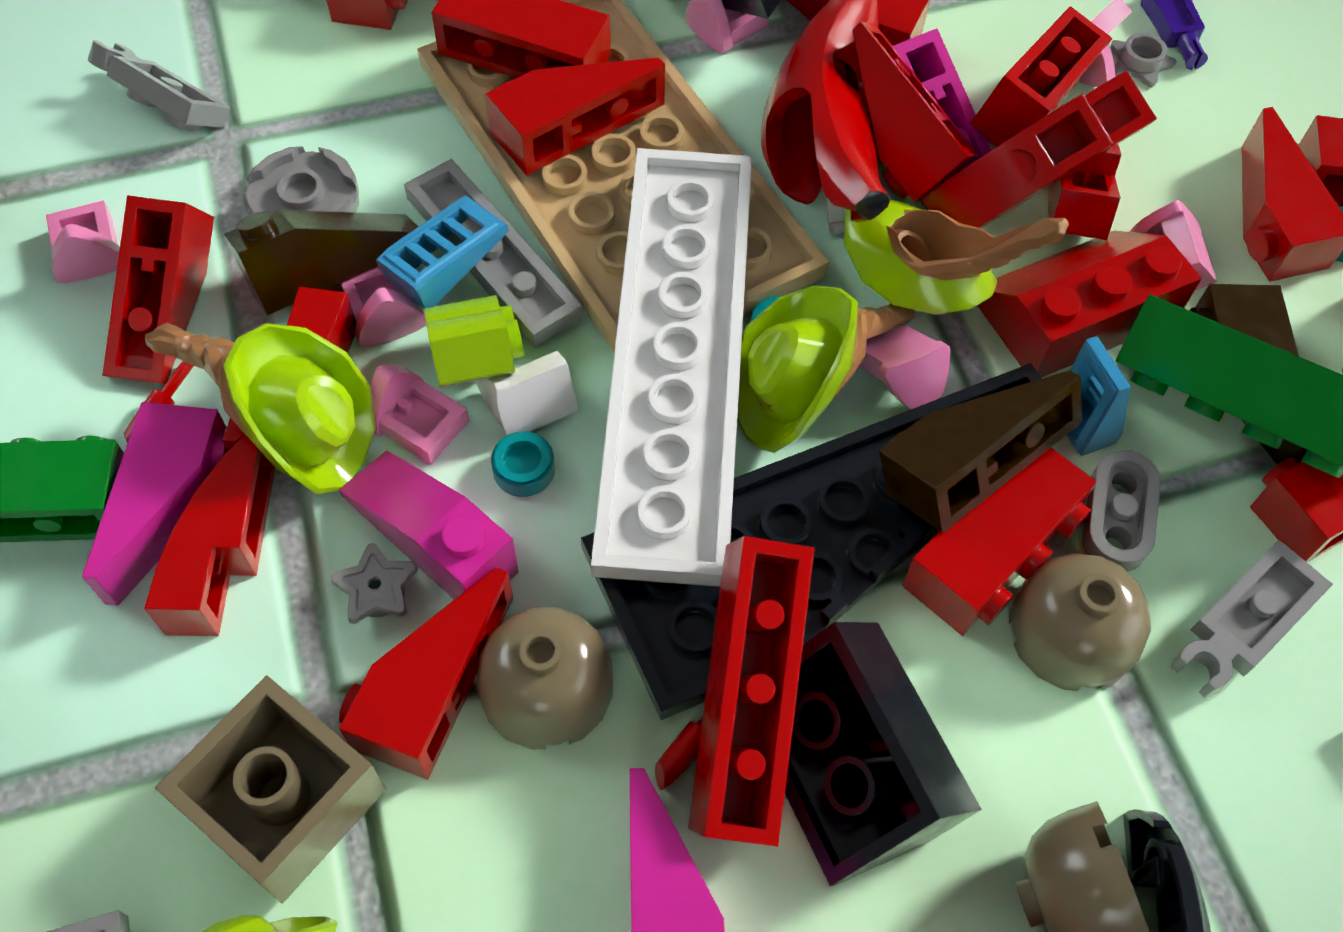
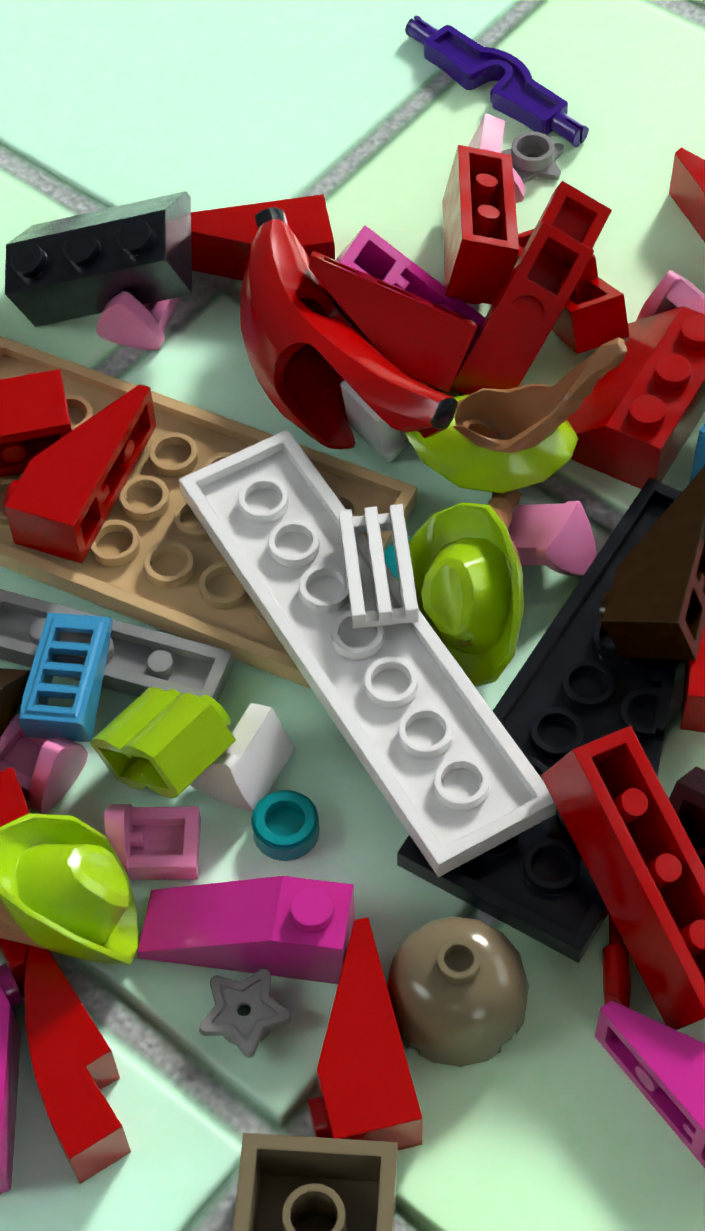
camera: 30 degrees left, 5 degrees down
(750, 264) = (373, 525): none -> white tile

